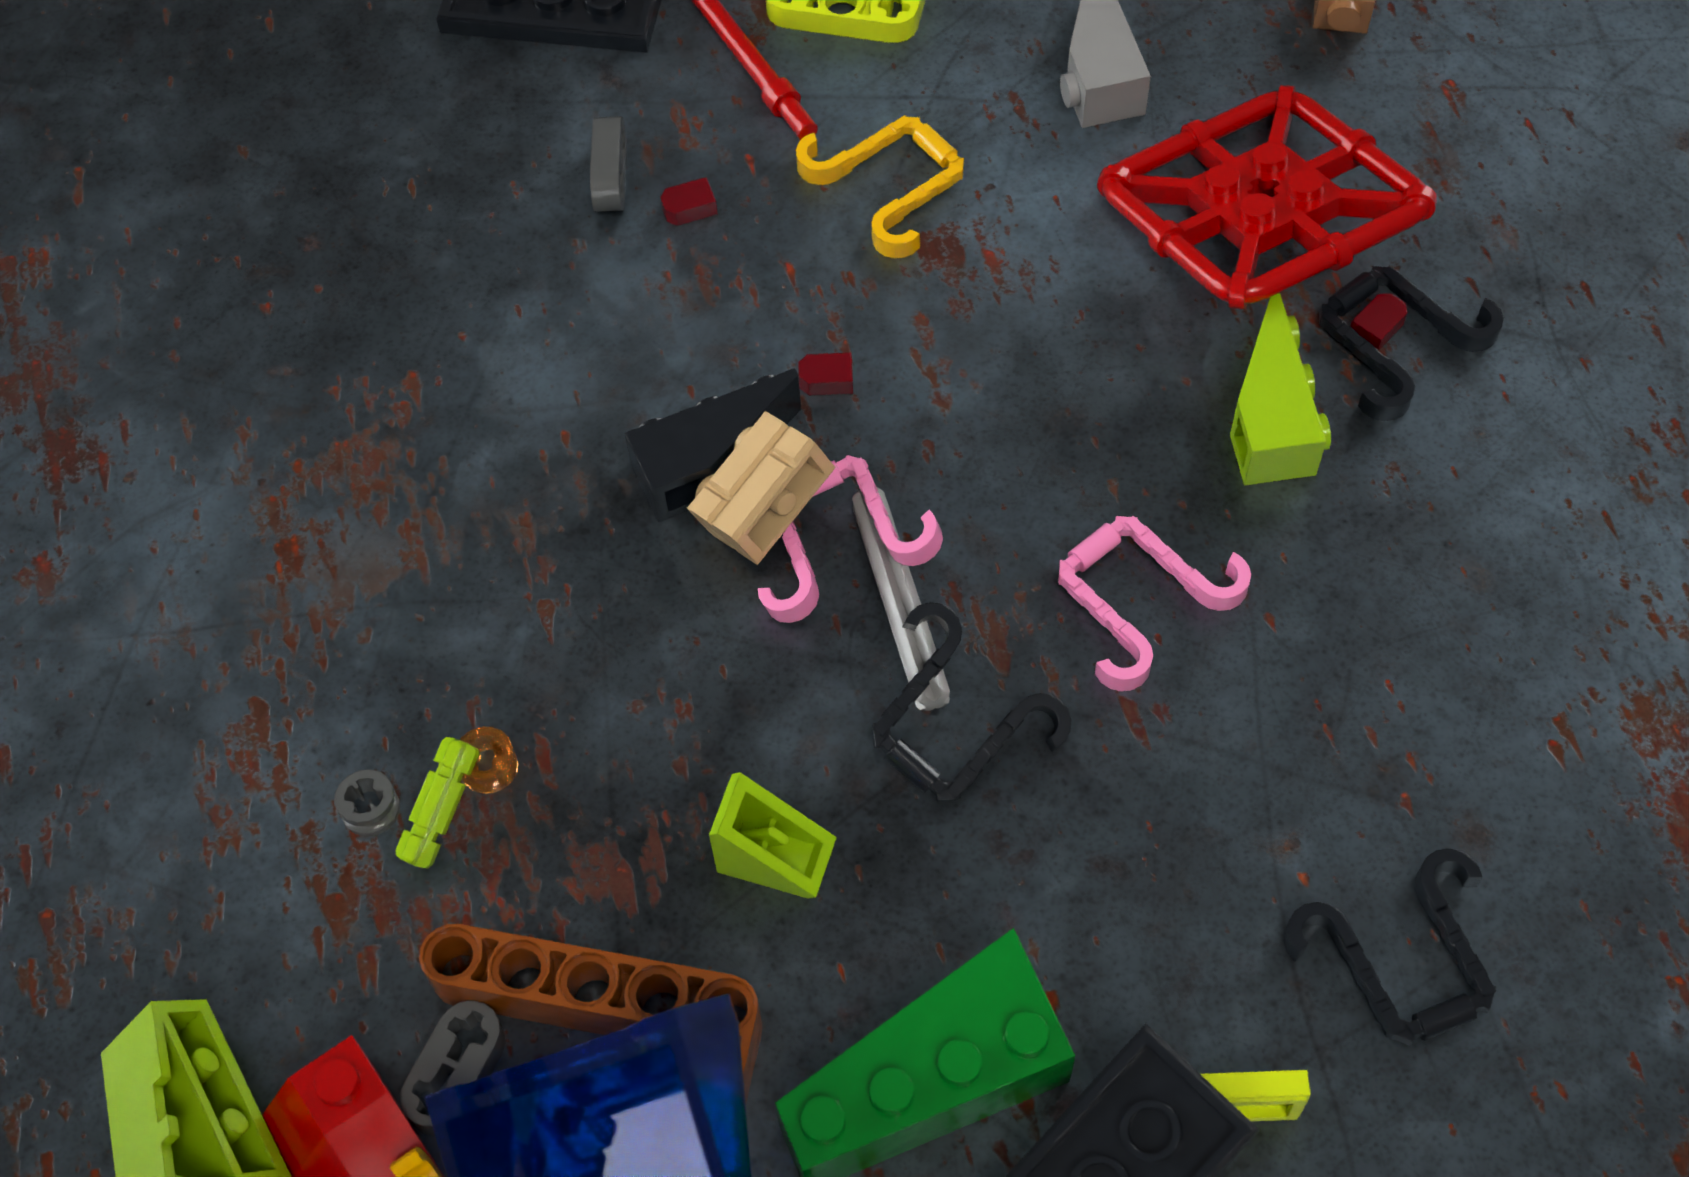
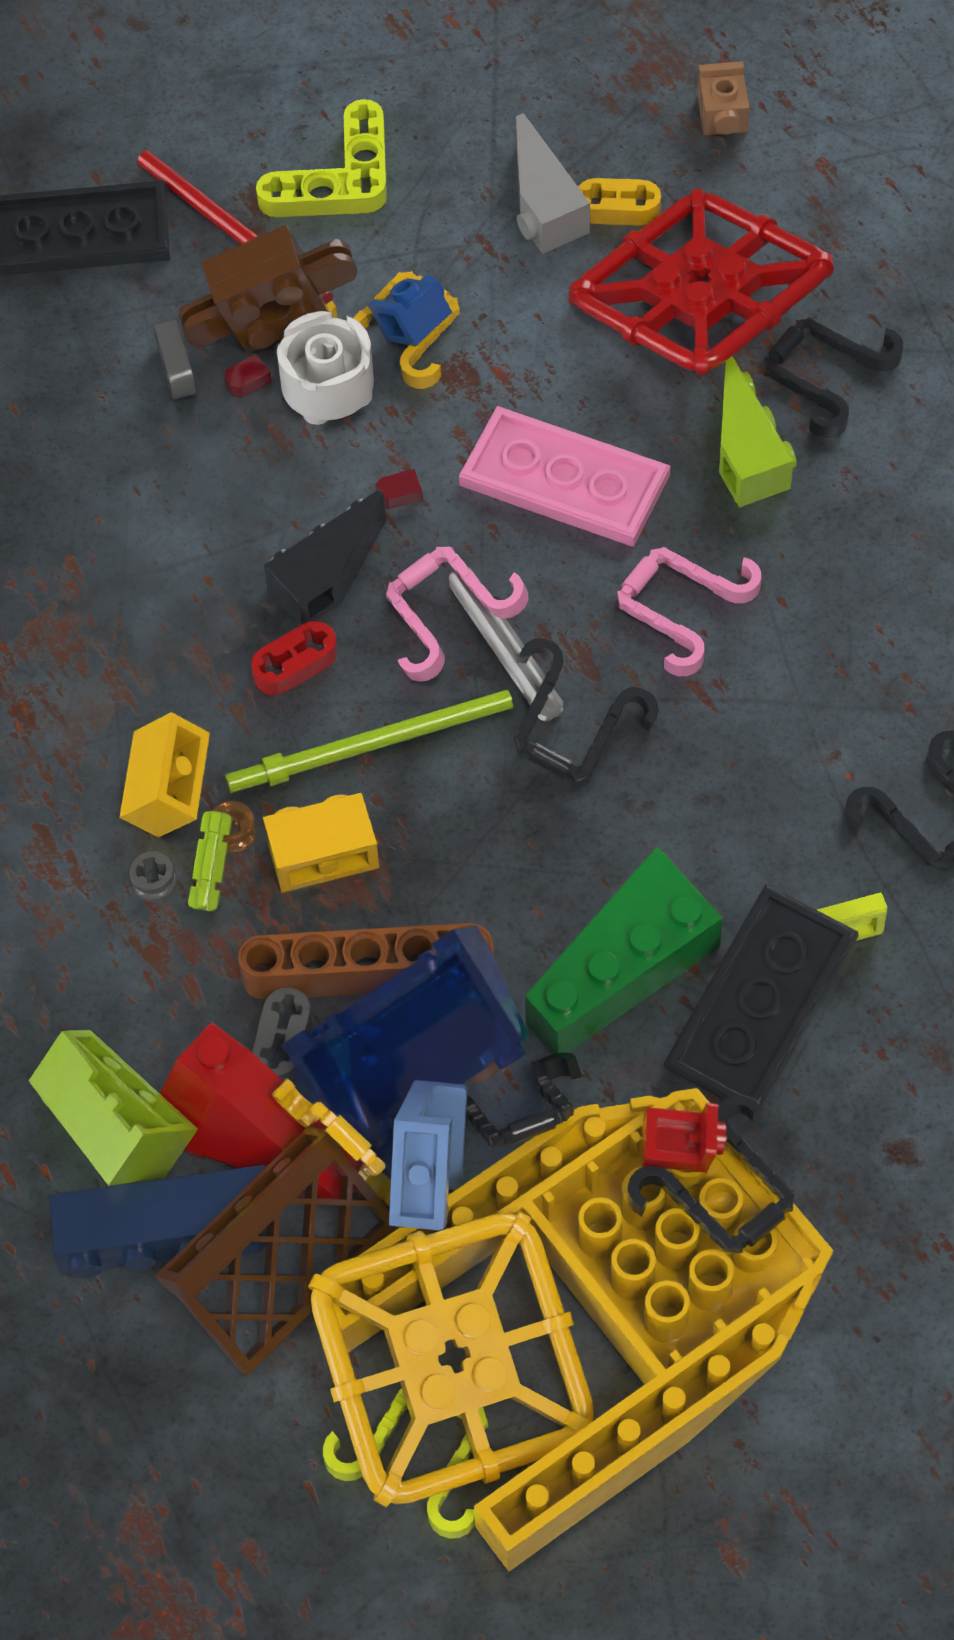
camera: 15 degrees left, 0 degrees up
(417, 675) = (164, 775): none -> yellow brick
(565, 696) = (277, 769): none -> lime bar
(584, 808) = (321, 842): none -> yellow brick
(633, 557) = (294, 658): none -> red beam
(732, 102) = (264, 289): none -> reddish brown brick
(760, 487) = (380, 583): tan brick -> none
(768, 840) = (463, 833): lime slope -> none
(778, 207) = (325, 367): none -> white brick
(902, 161) = (411, 310): none -> blue brick
(1036, 400) = (565, 476): none -> bright pink tile
(1190, 83) = (619, 201): none -> yellow beam
(1380, 319) = (811, 360): dark red piece -> none

